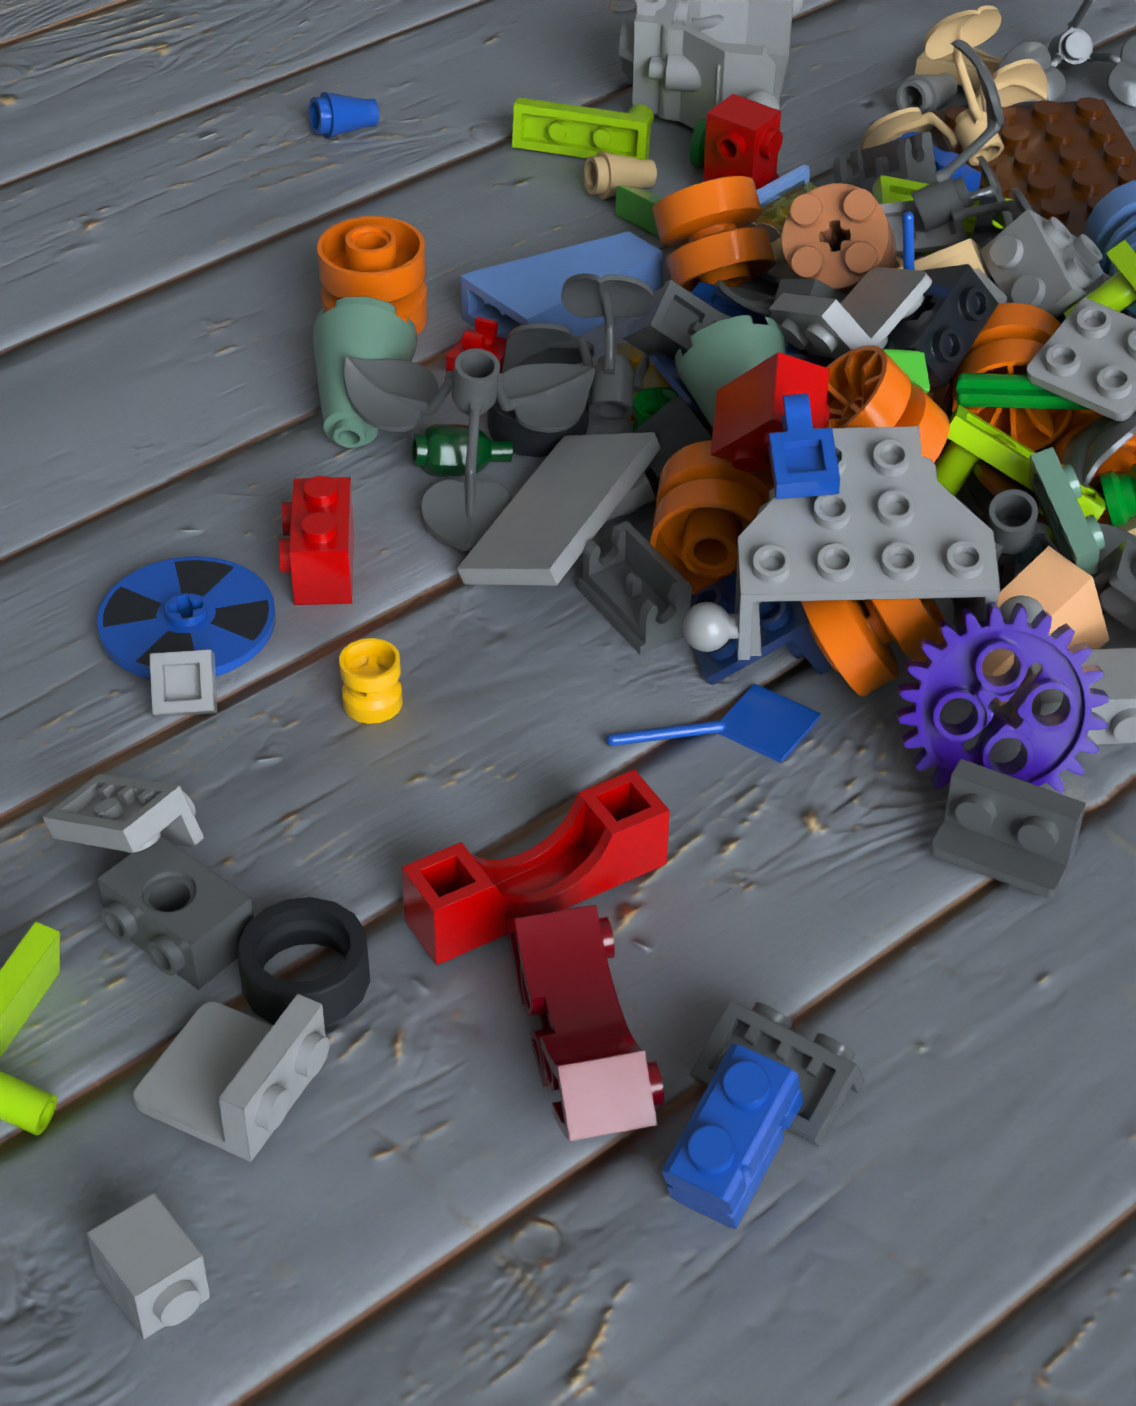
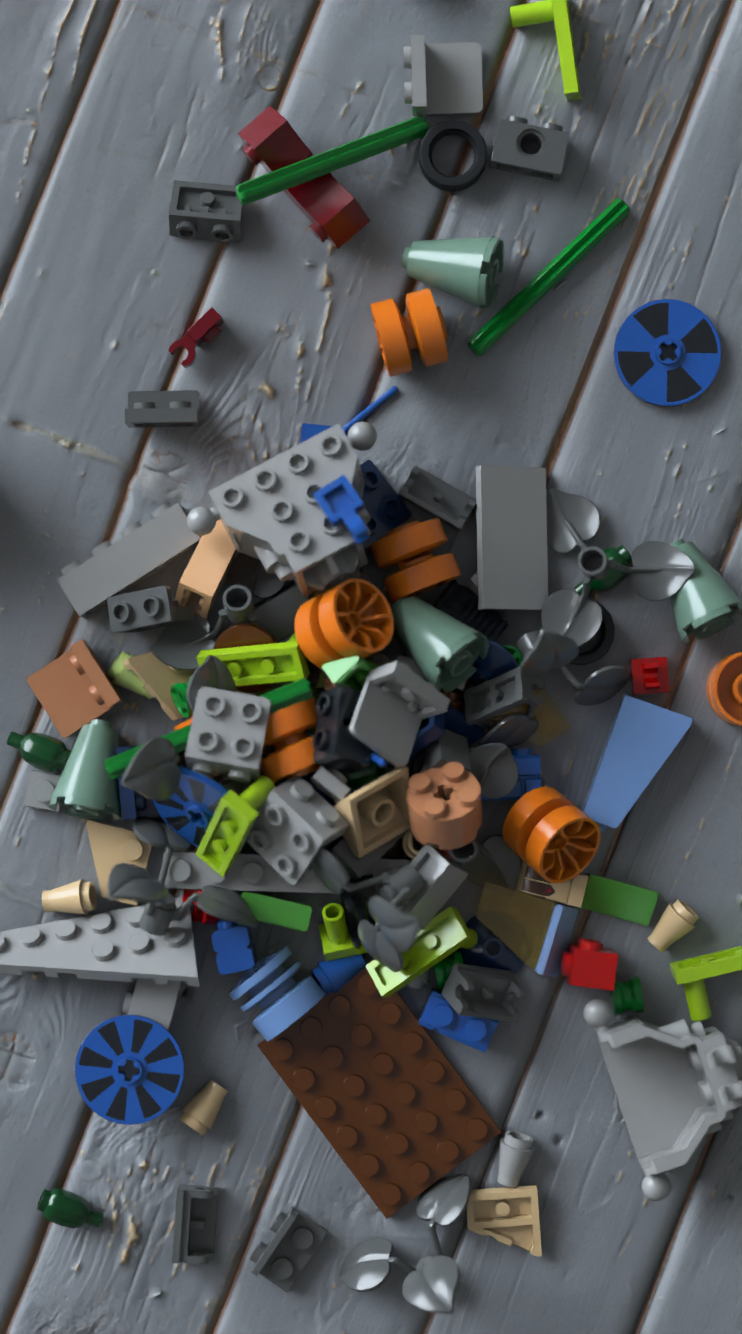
camera: 155 degrees right, 45 degrees up
(125, 815) = (585, 175): light grey bracket -> none
(183, 683) = (629, 295): light grey plate -> none
(307, 755) = (549, 277): none -> green axle
(319, 541) = (628, 440): red brick -> none
(371, 680) = (537, 345): yellow wheel -> none
(401, 794) = (458, 266): none -> sand green cone
(523, 1003) = (331, 160): none -> green axle
(525, 742) = (419, 329): none -> orange wheel
(603, 841) = (374, 260): red arch -> none
(733, 1135) = (204, 149): blue brick -> none
(754, 405) = (393, 578): red brick -> none
(886, 907) = (204, 330): none -> dark red plate
(955, 671) = (191, 468): dark purple gear -> none
(1015, 83) = (461, 1083): tan plant -> none
(1057, 494) = (218, 625): sand green plate -> none

